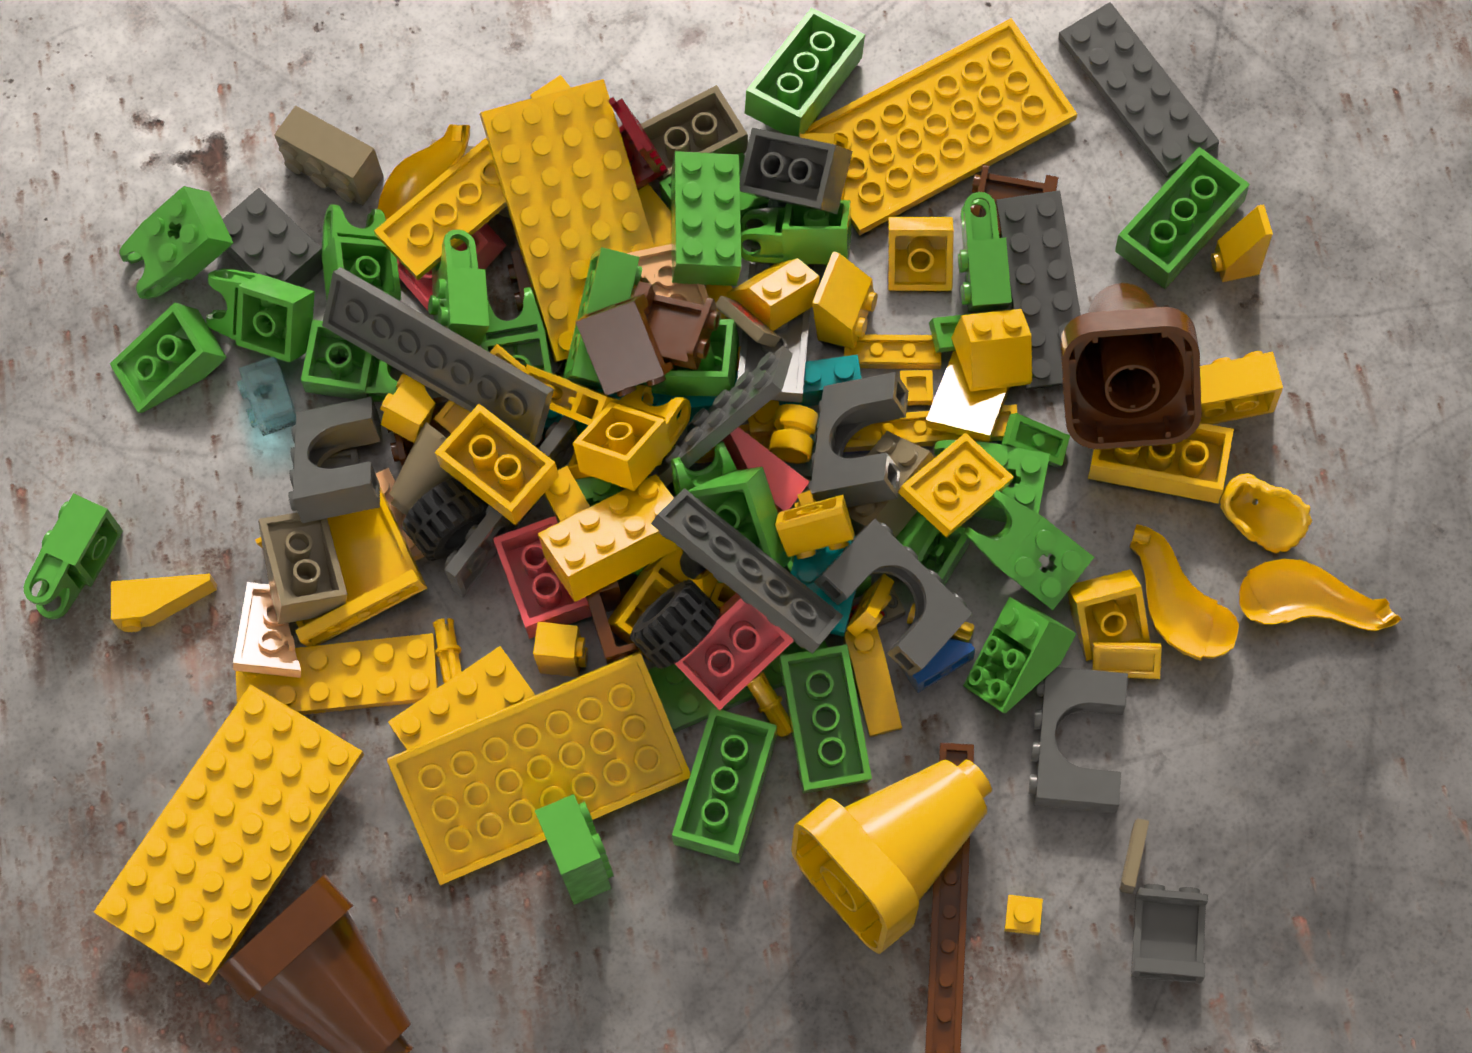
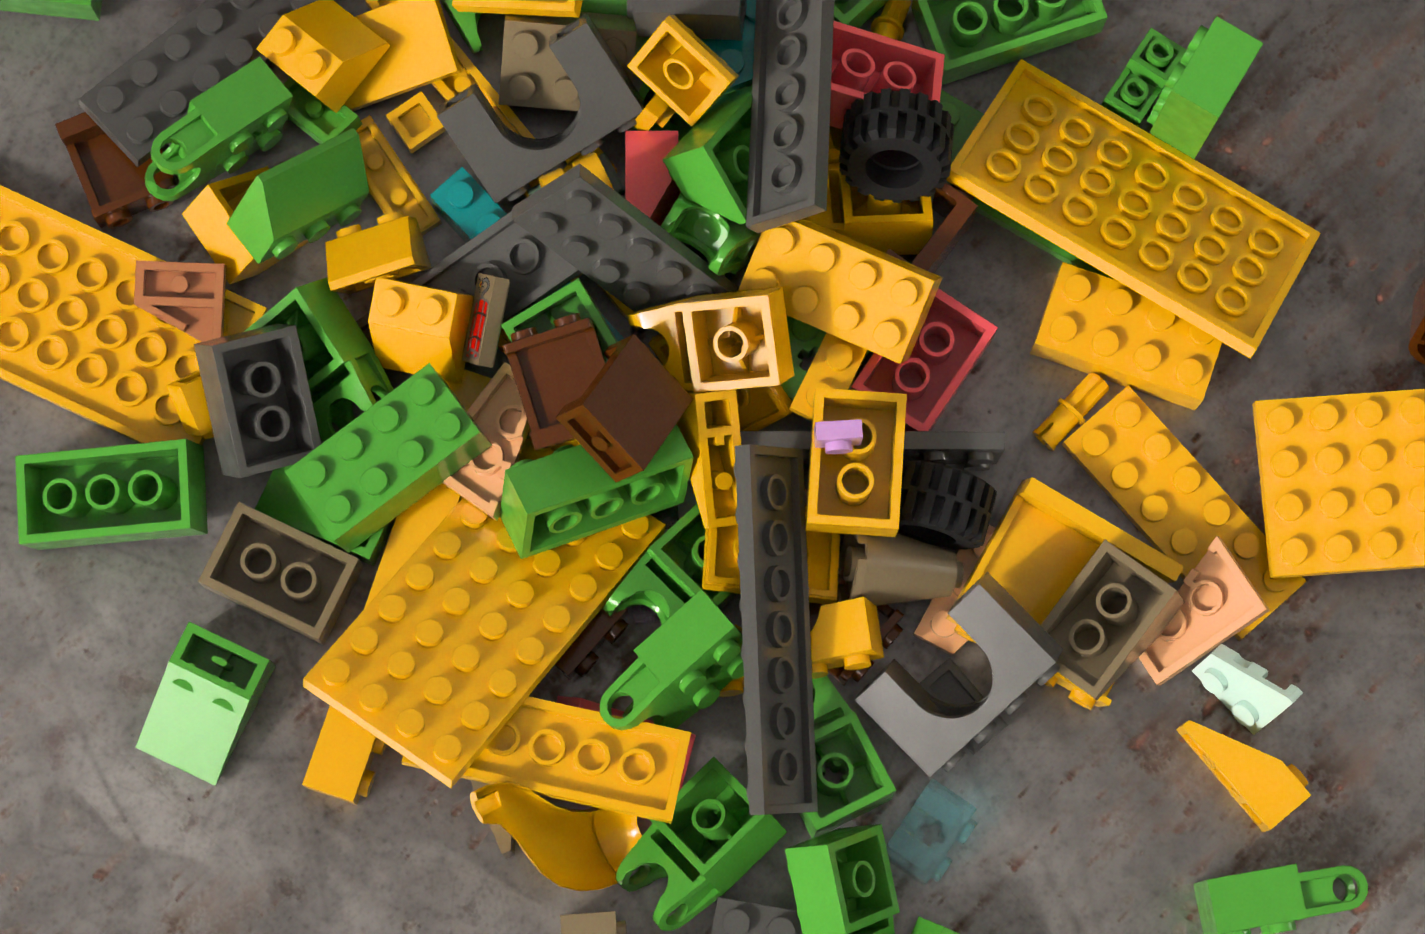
camera: 135 degrees left, 10 degrees up
(192, 627) = (1244, 688): none -> light aqua wing
(513, 446) = (838, 436): none -> lavender plate
(559, 649) = (991, 279): yellow brick -> none
(624, 849) = (1144, 77): none -> bright green slope
(641, 153) = (348, 598): dark red plate -> none
(651, 61) = (204, 703): none -> slope
(896, 184) = (183, 295): none -> nougat wing
(903, 277) = (302, 198): none -> bright green slope

